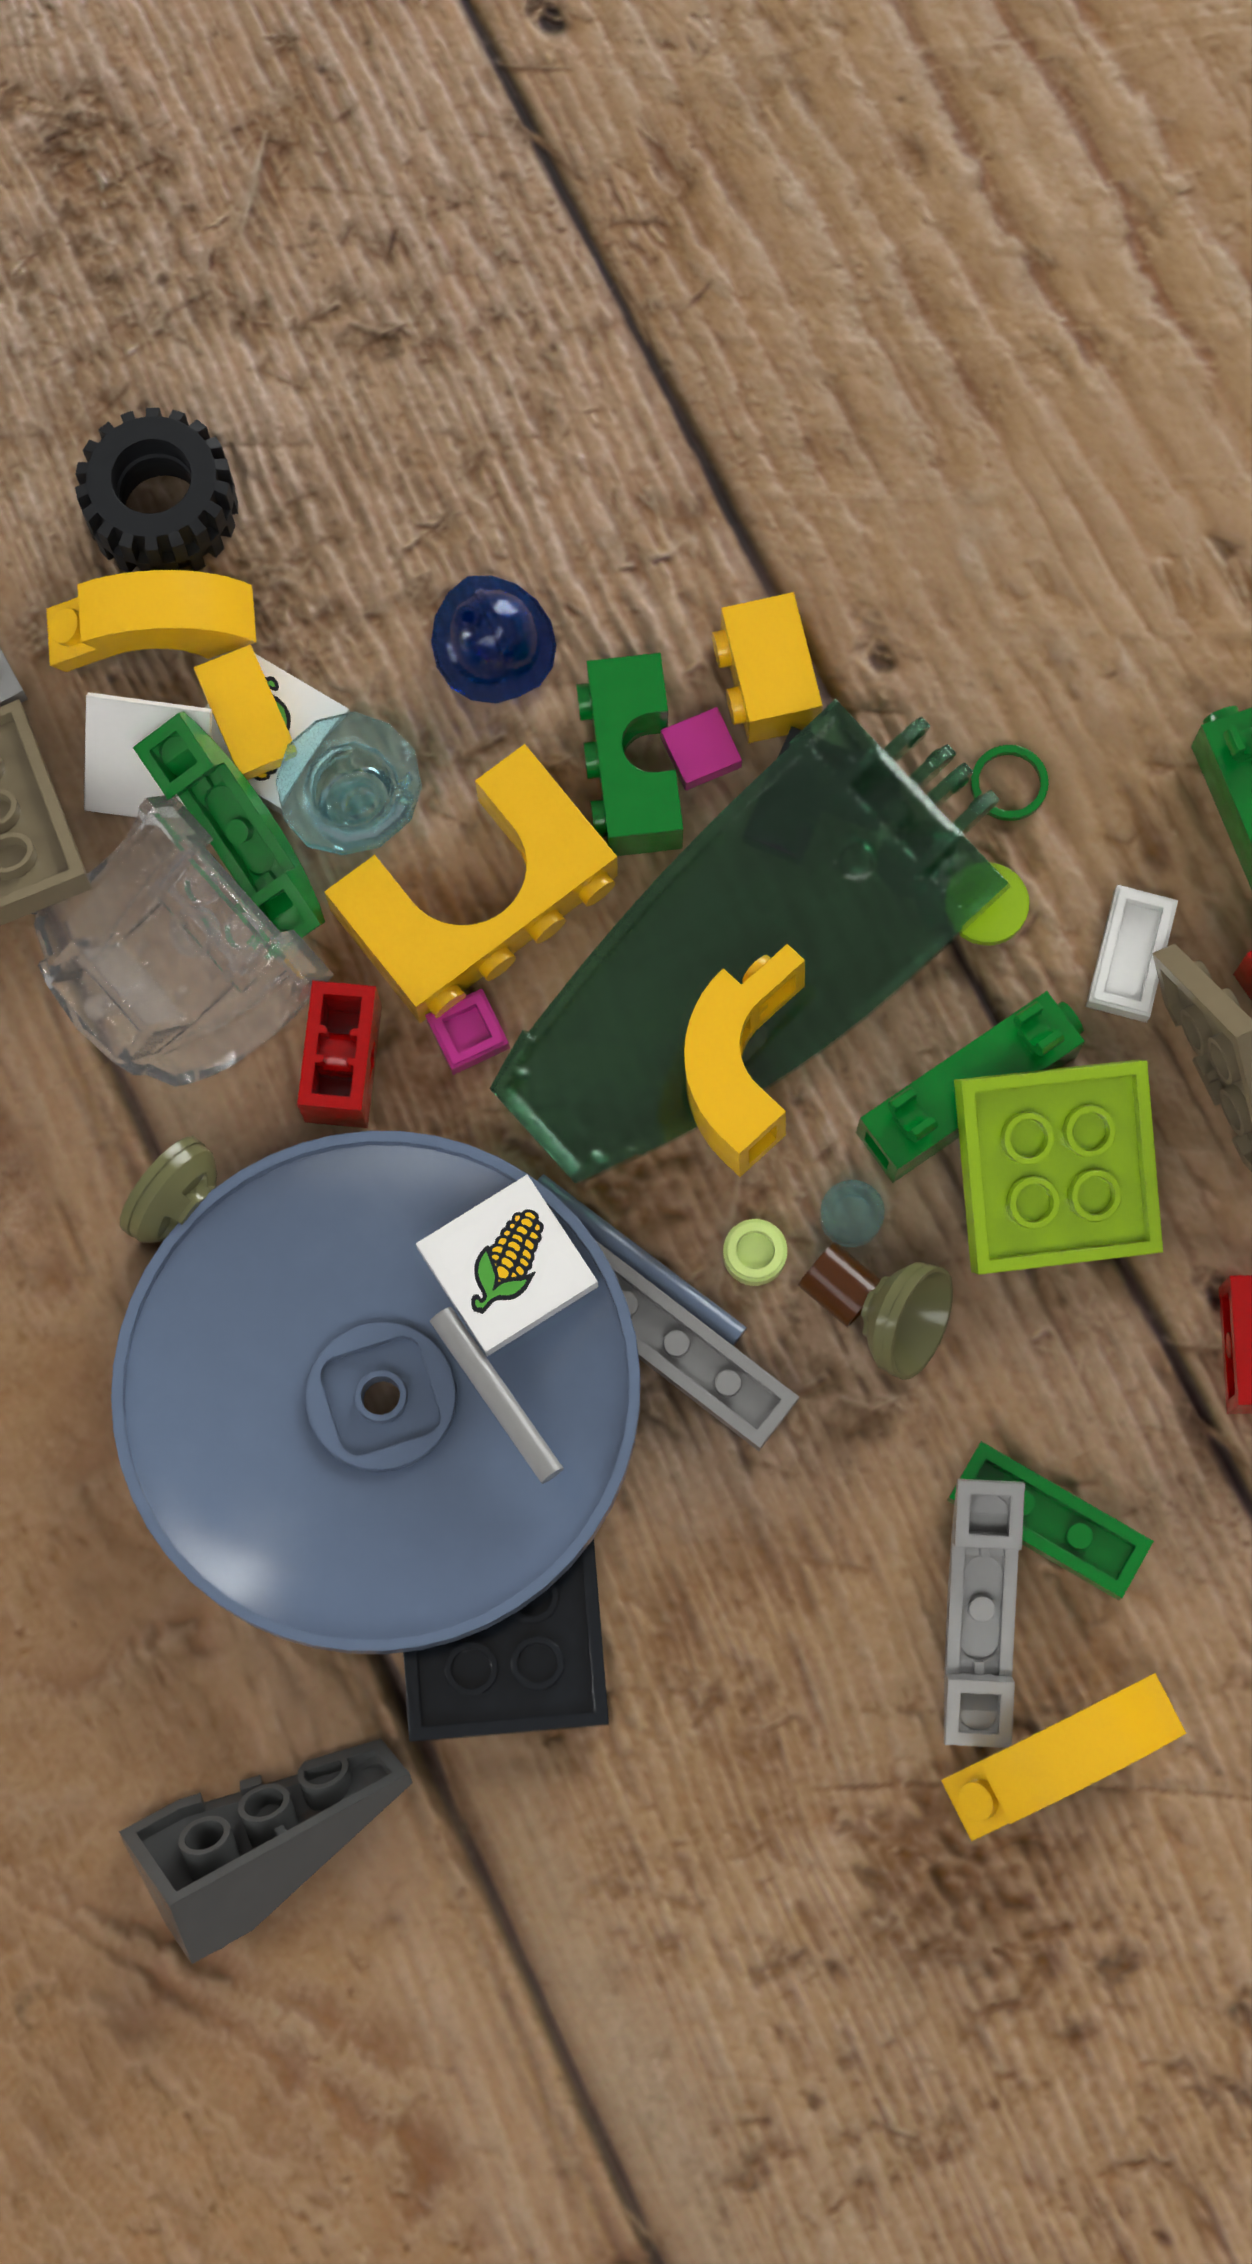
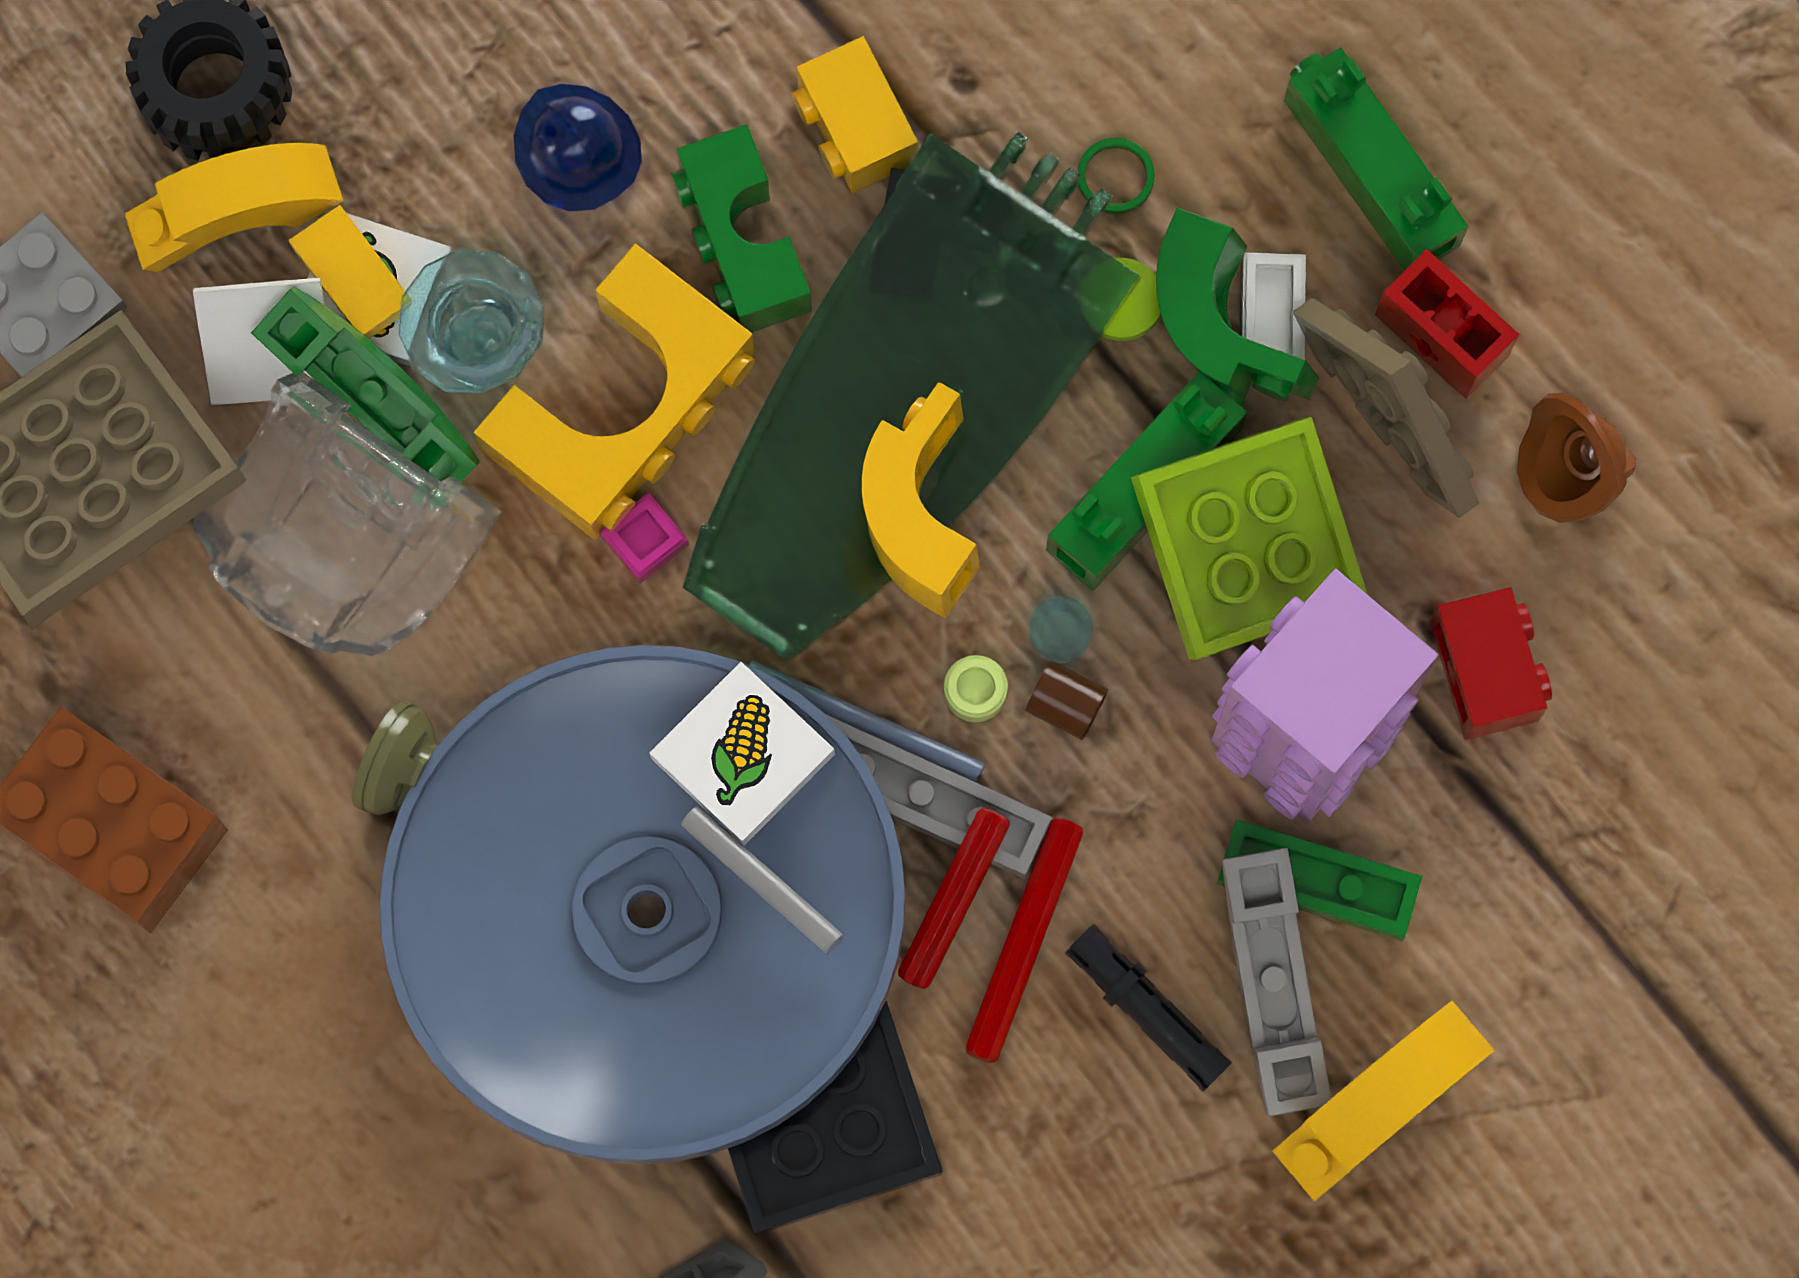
camera: 15 degrees left, 0 degrees up
(339, 1054) = (526, 588): red brick -> none
(683, 1454) = (953, 898): none -> red axle
(701, 748) = (807, 209): dark pink tile -> none
(744, 1512) = (1024, 940): none -> red axle
(844, 1597) = (1148, 1007): none -> black pin
(907, 1318) = (1138, 717): olive piece -> none
(1056, 918) = (1192, 296): none -> green arch
(1092, 1342) = (1320, 698): none -> lavender brick

